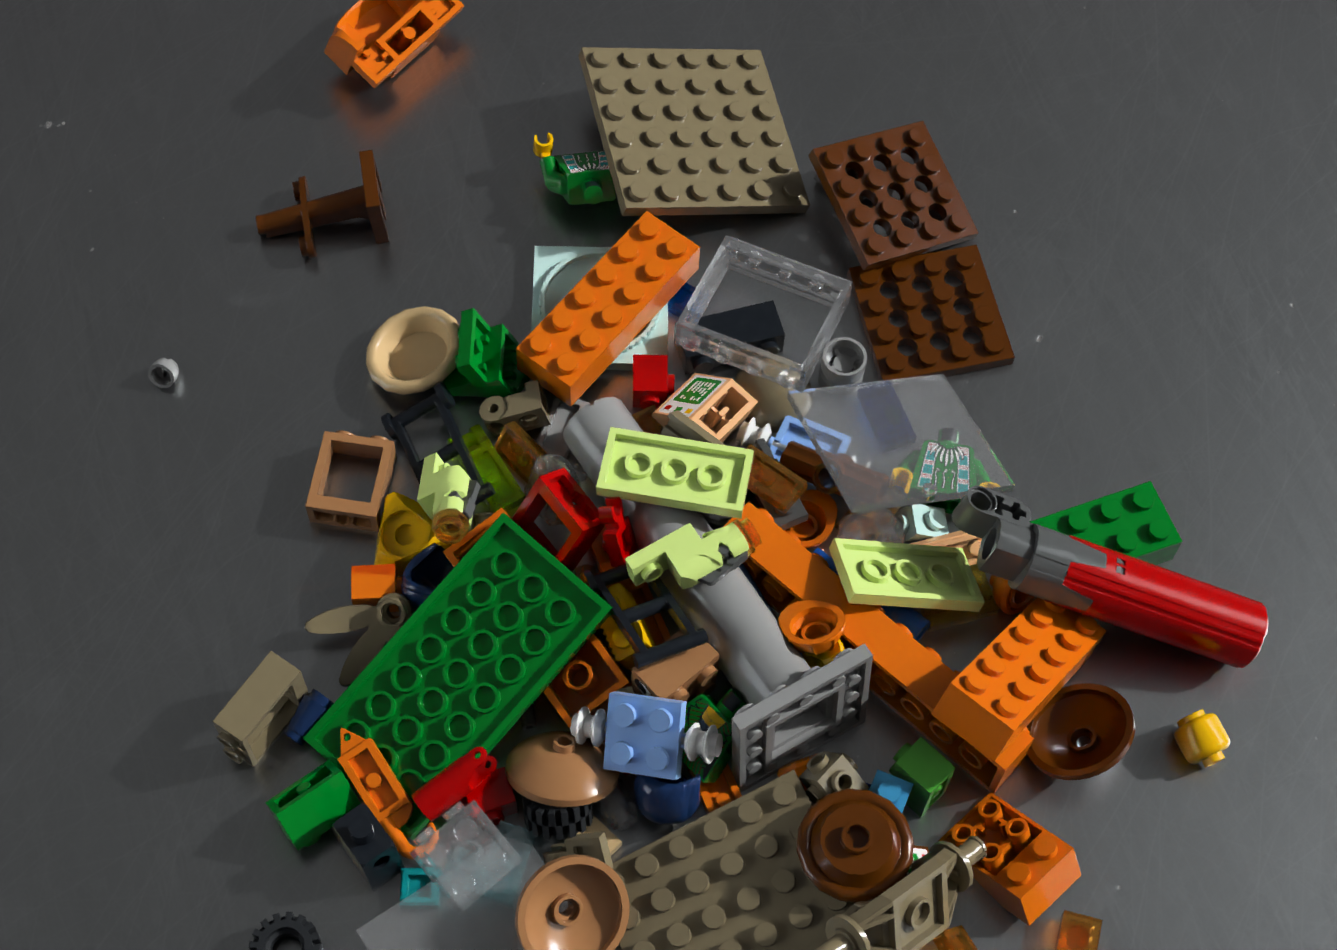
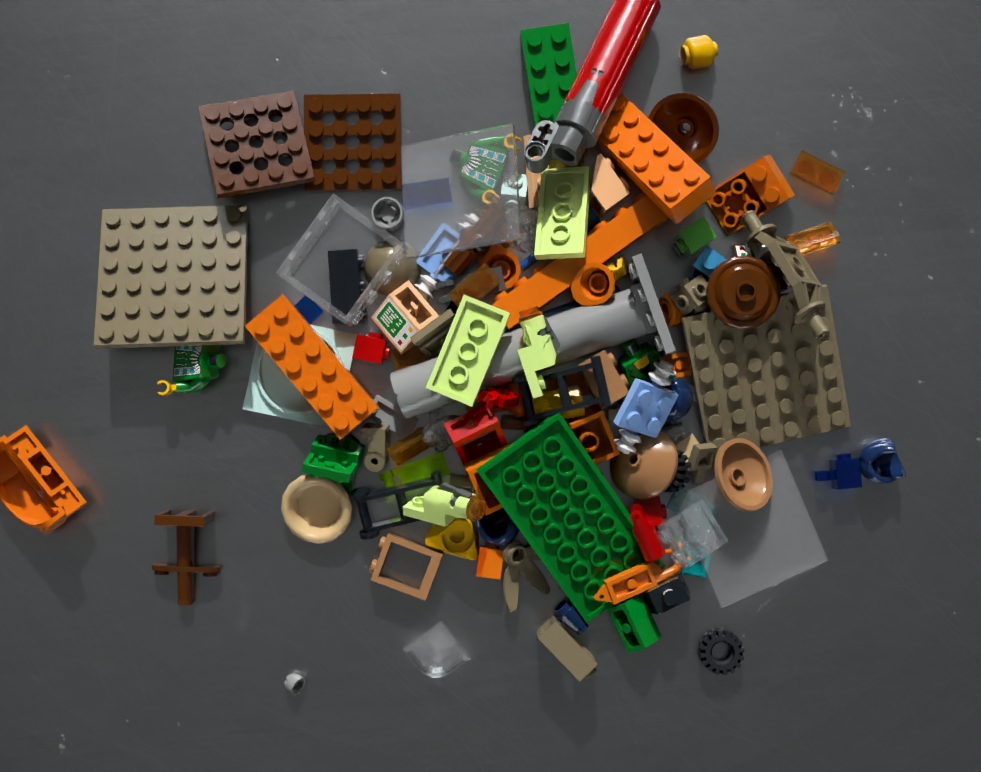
camera: 75 degrees left, 25 degrees up
(232, 544) = (436, 652): none -> clear brick
(963, 631) = (606, 188): none -> light nougat slope

